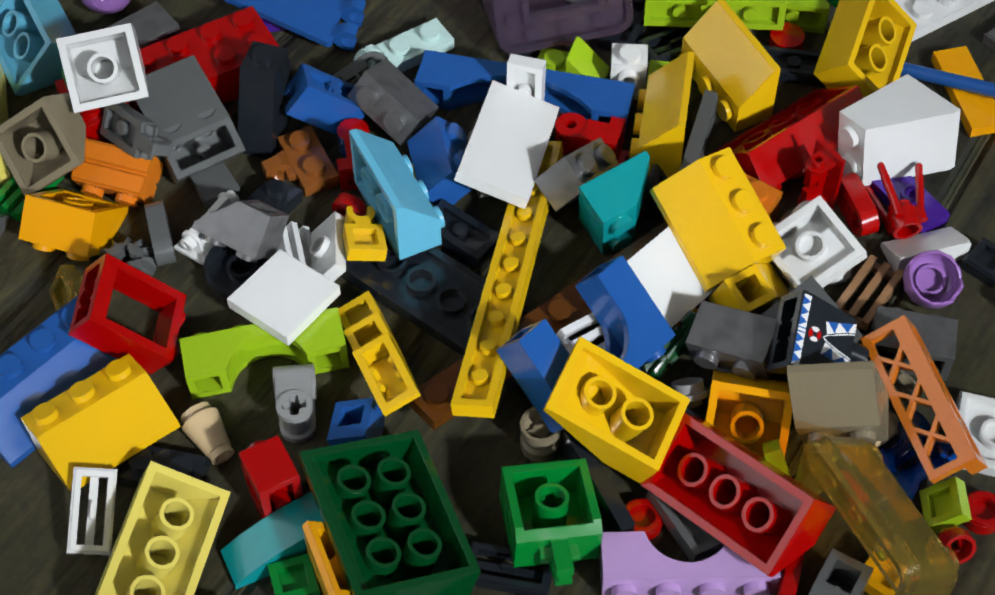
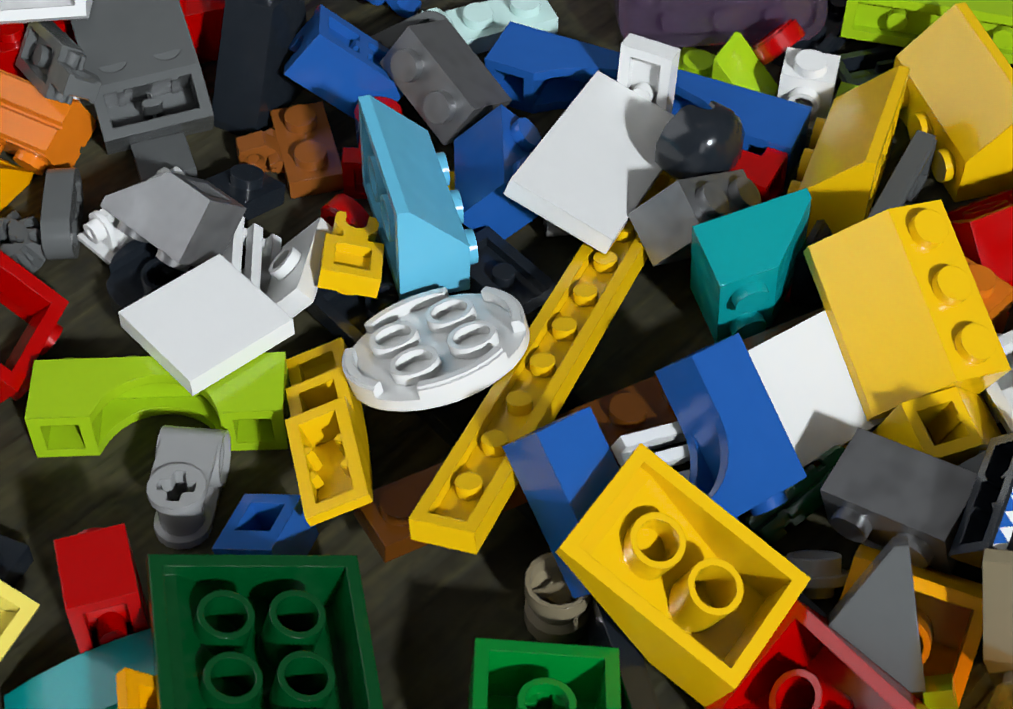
camera: 10 degrees right, 5 degrees down
(207, 432) = (38, 504): tan cone -> none
(434, 290) = (436, 349): none -> white tile
(571, 125) = (700, 142): none -> black hair
(605, 37) = (778, 40): none -> red tile
(733, 412) = (881, 616): none -> dark grey slope

